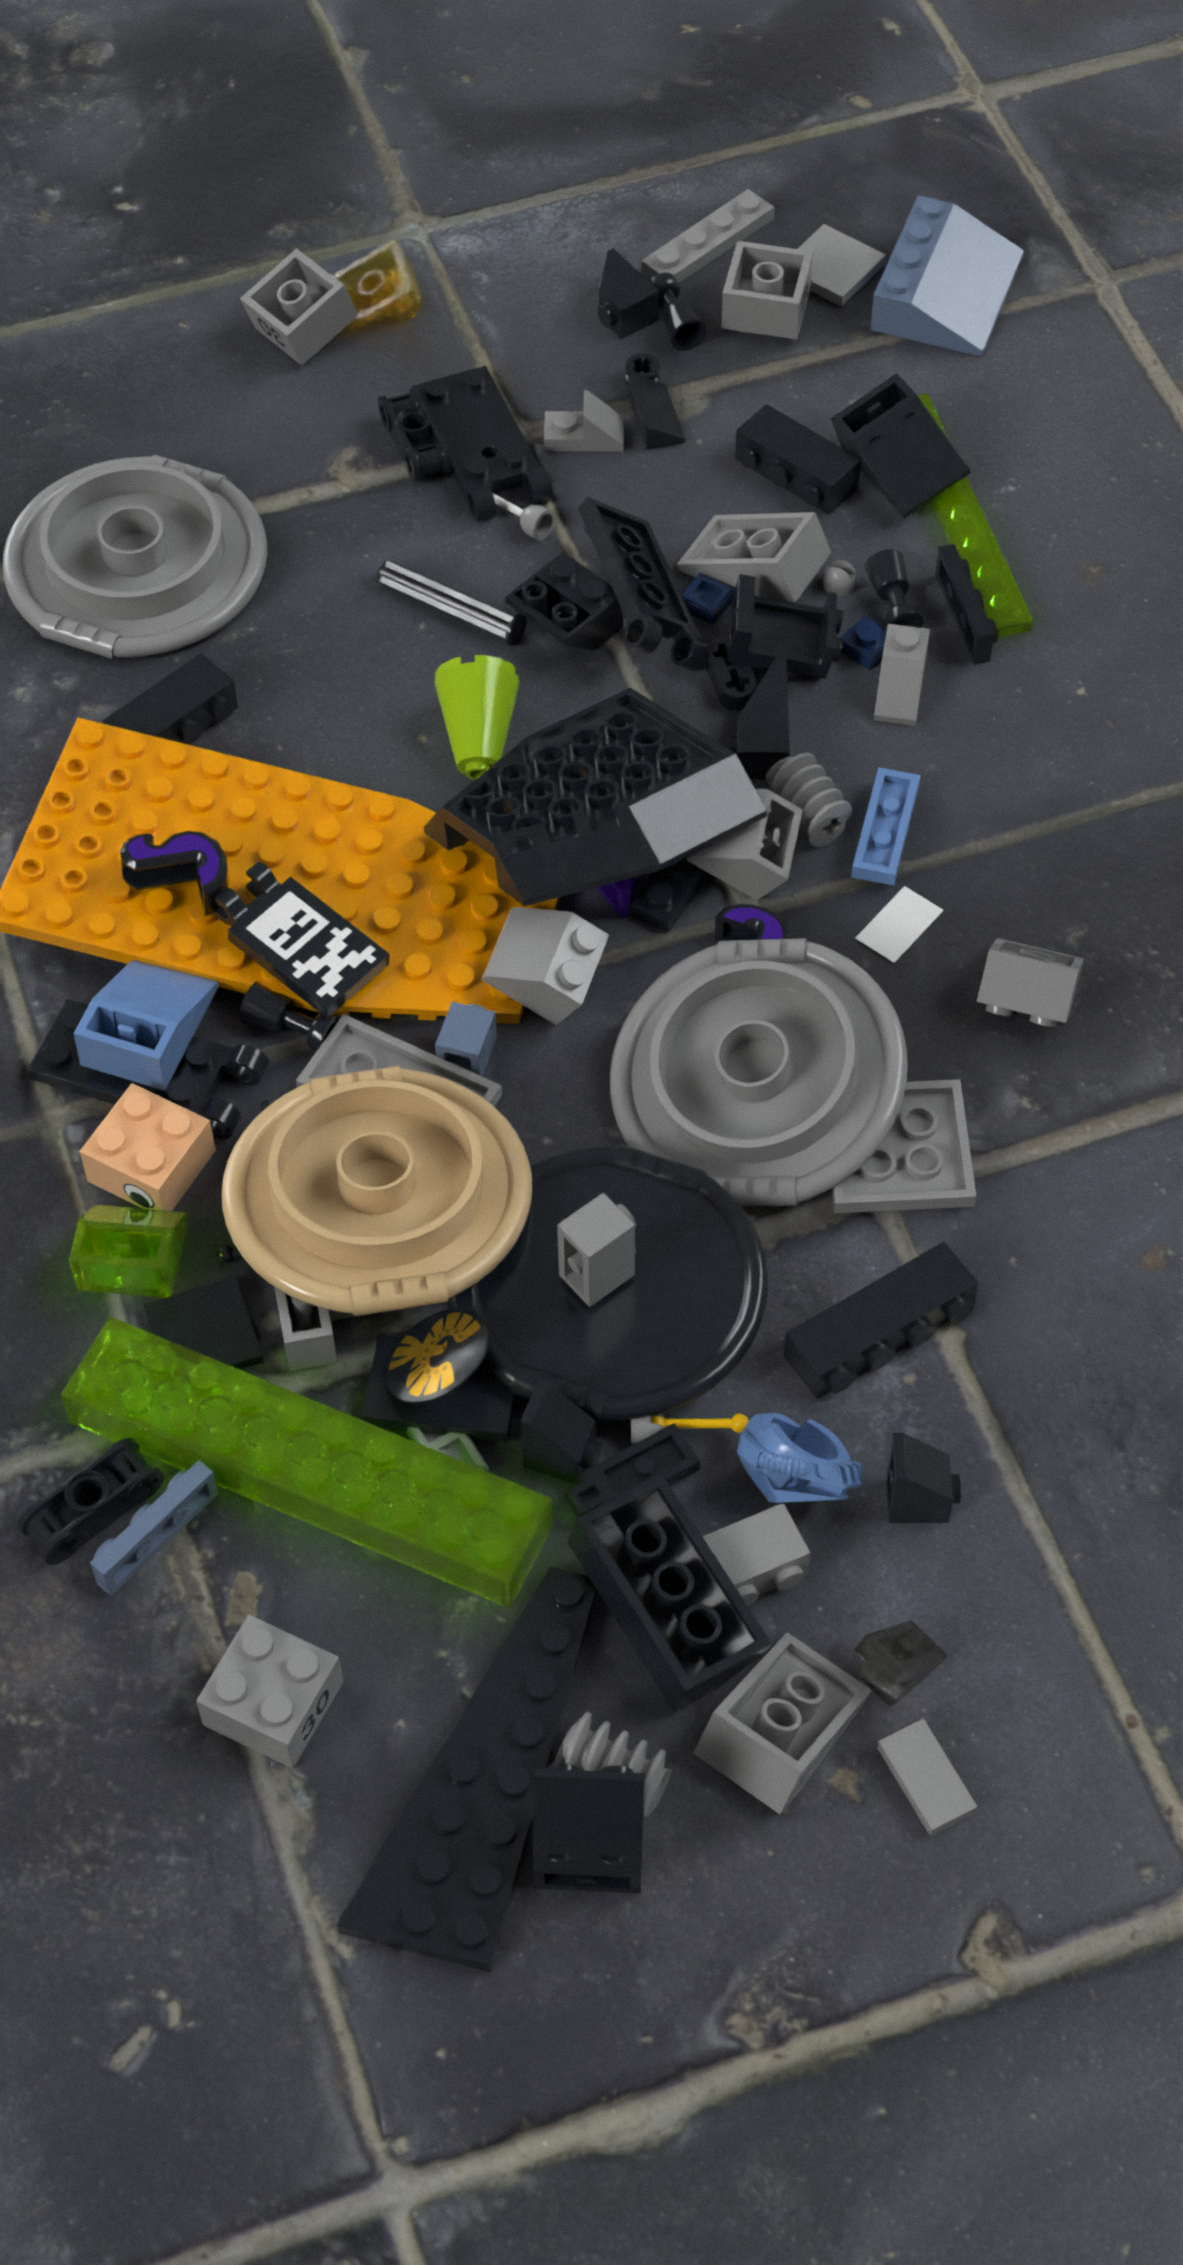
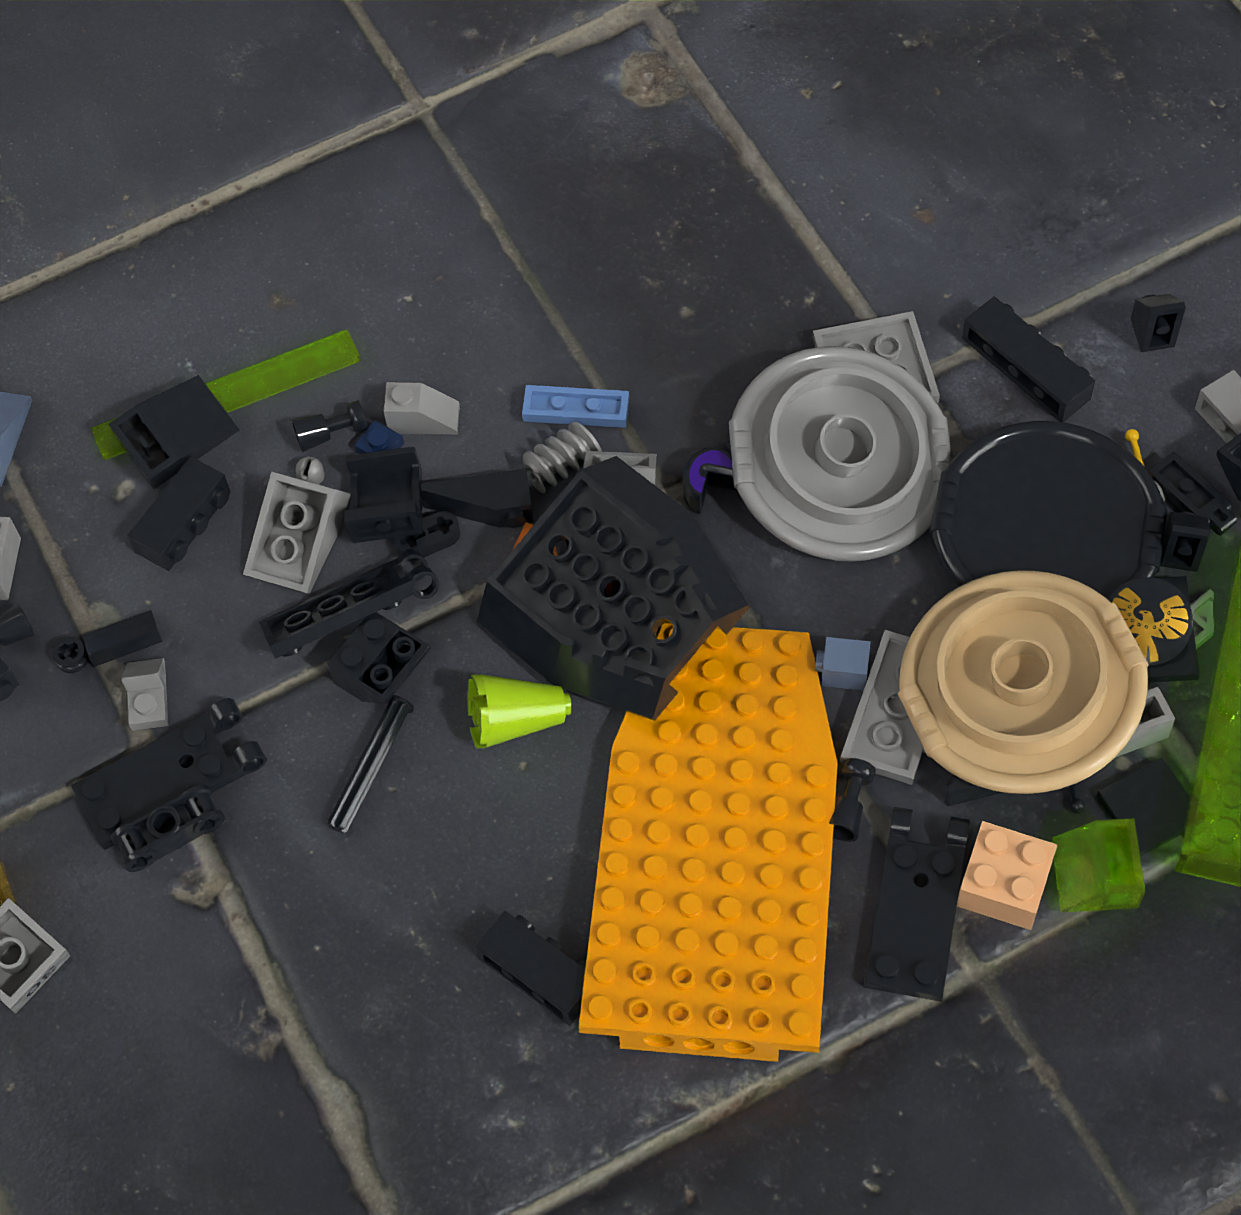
camera: 95 degrees left, 5 degrees up
(134, 557) = (340, 1053): light grey piece -> none
(143, 1023) = (889, 895): medium blue slope -> none
(176, 860) = (737, 892): black animal -> none
(300, 940) = (791, 788): black tile -> none
(534, 520) = (265, 712): light grey hinge -> none
(545, 960) = (774, 609): light grey slope -> none
(597, 1248) = (1057, 506): light grey brick -> none
(707, 598) = (340, 565): dark blue tile -> none
(796, 1460) = (1158, 401): medium blue helmet -> none
(899, 924) = (662, 394): white sticker -> none
(965, 604) = (336, 375): black plate -> none
(1029, 982) = (710, 296): light grey slope -> none

